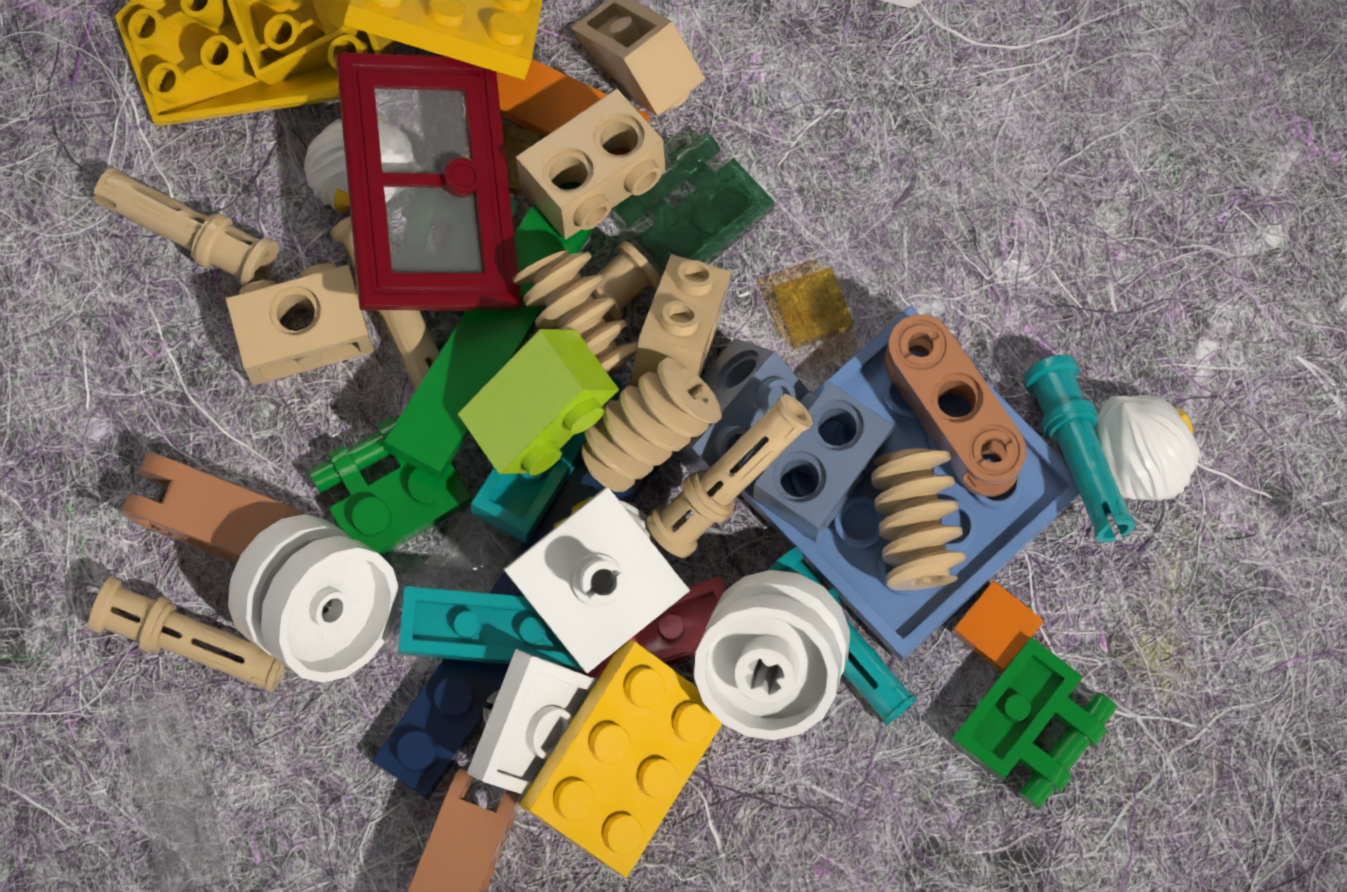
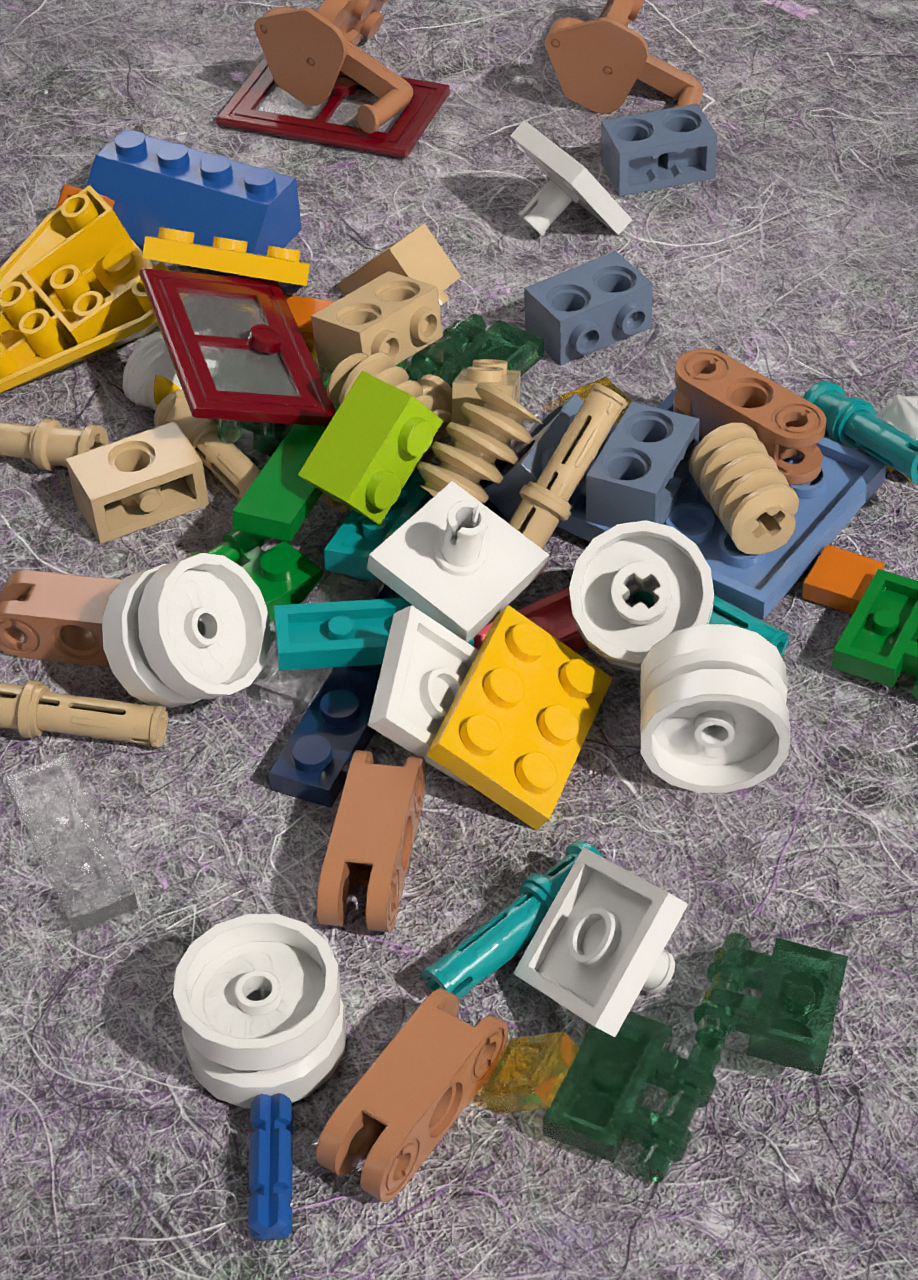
camera: 10 degrees left, 30 degrees down
(806, 810) = (714, 709): none -> white wheel
(830, 142) = (588, 307): none -> sand blue brick

